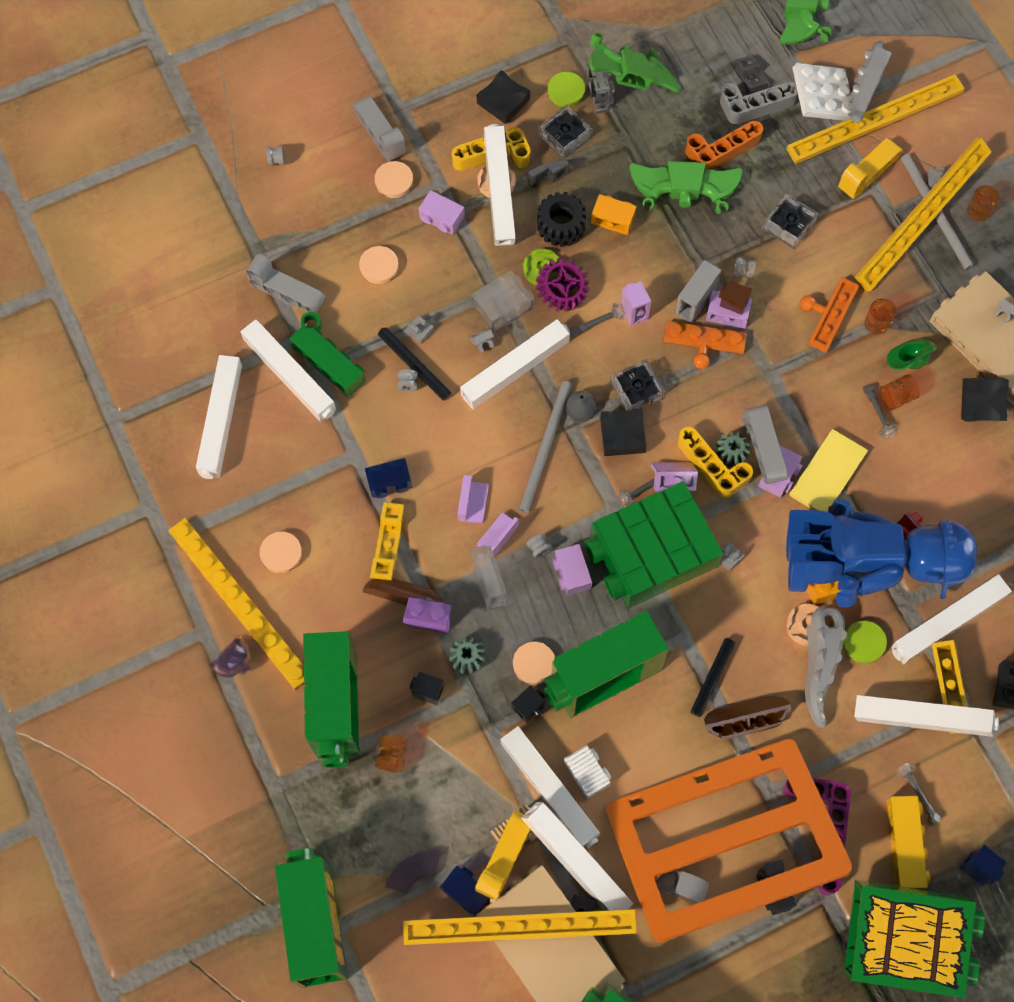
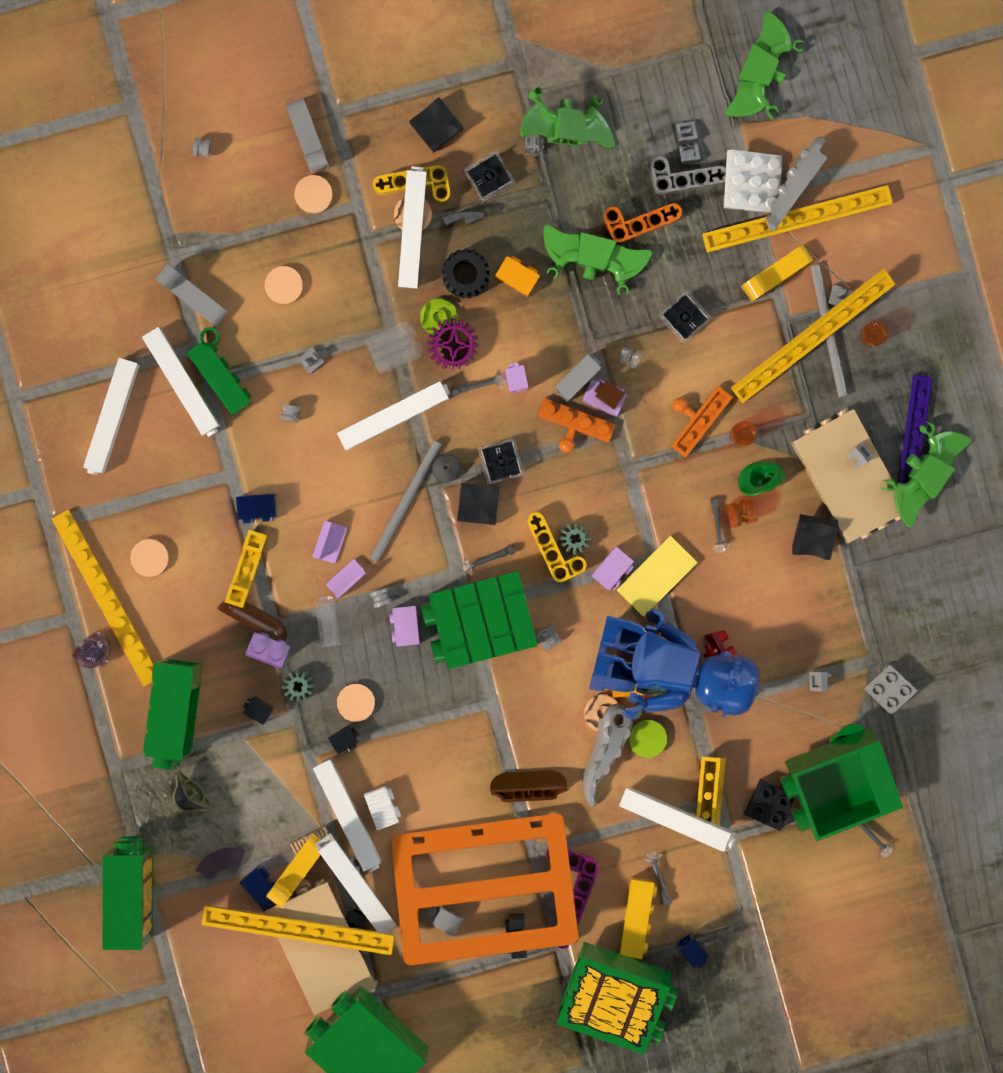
camera: 10 degrees right, 20 degrees up
(363, 800) = (189, 795): none -> olive hat
(391, 753) = (218, 760): clear orange wheel -> none
(414, 363) = (299, 395): black axle -> none
(441, 212) = (352, 242): lavender brick -> none
(482, 337) = (367, 382): light grey tile -> none
(566, 89) = (501, 124): lime tile -> none
(606, 665) = (411, 728): green brick -> none
(671, 473) = (516, 554): lavender panel -> none
(712, 677) = (508, 744): black axle -> none
(759, 426) = (602, 546): light grey beam -> none
(950, 619) = (727, 734): white brick -> none

